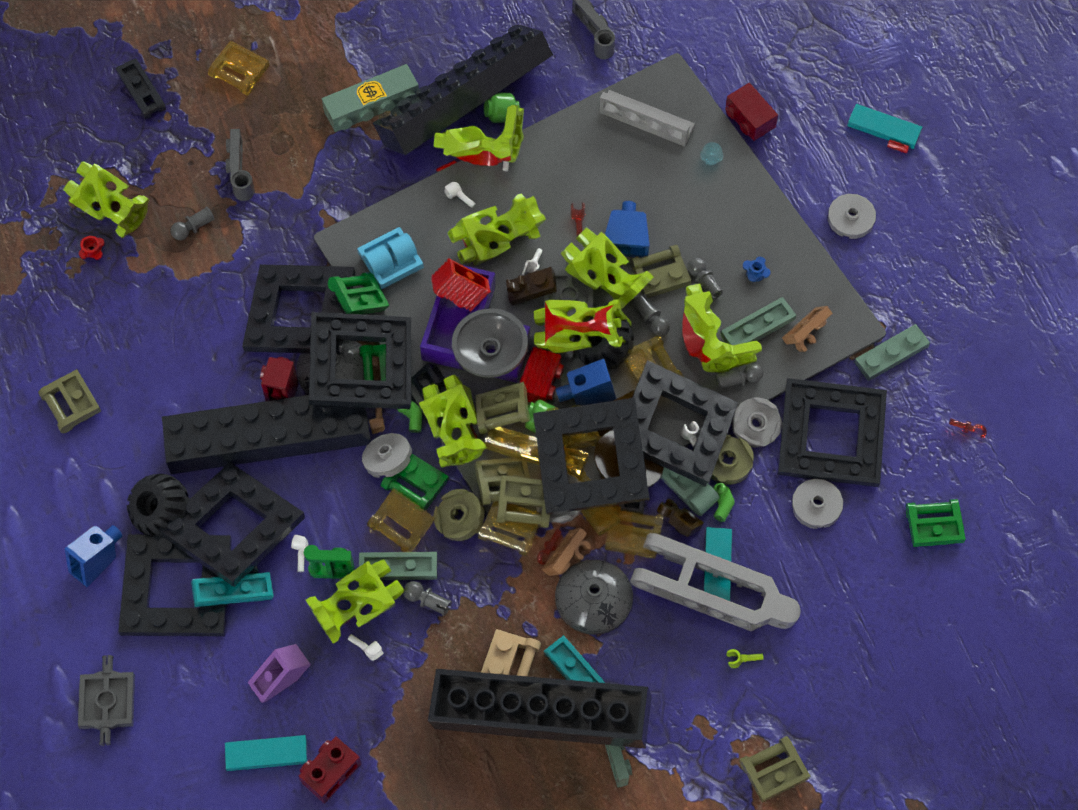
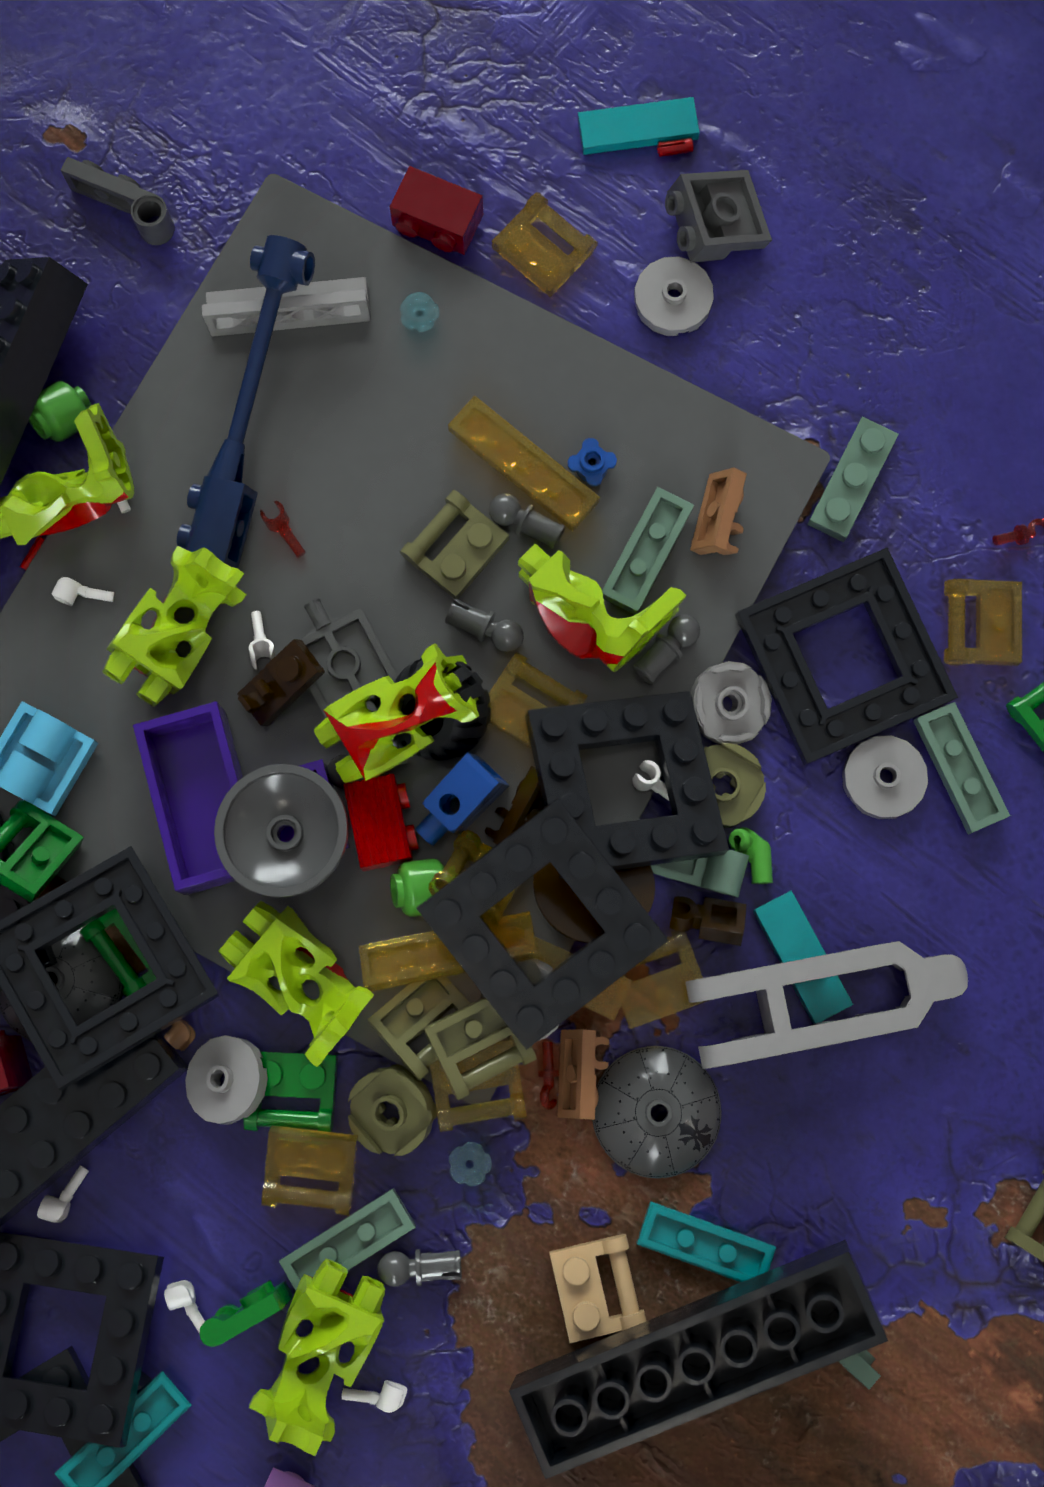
camera: 30 degrees left, 15 degrees up
(265, 470) = (57, 1209): none -> white hand
(415, 417) = (232, 993): bright green arm -> none
(428, 376) = (216, 919): black slope -> none
(460, 285) = (177, 758): red brick -> none
(482, 558) = (471, 1176): none -> clear light blue plate
(500, 402) = (350, 904): olive plate -> none
(557, 188) = (222, 501): none -> dark blue bar
(594, 259) = (427, 605): lime hips -> none
(629, 230) = (370, 512): blue torso -> none
(720, 251) = (523, 463): none -> clear yellow plate
(742, 658) = (921, 1077): lime hand -> none
(791, 160) = (535, 254): none -> clear yellow plate
(860, 520) = (961, 768): none -> sand green plate
(898, 187) = (716, 214): none -> dark grey plate
(925, 460) = (996, 622): none -> clear yellow plate

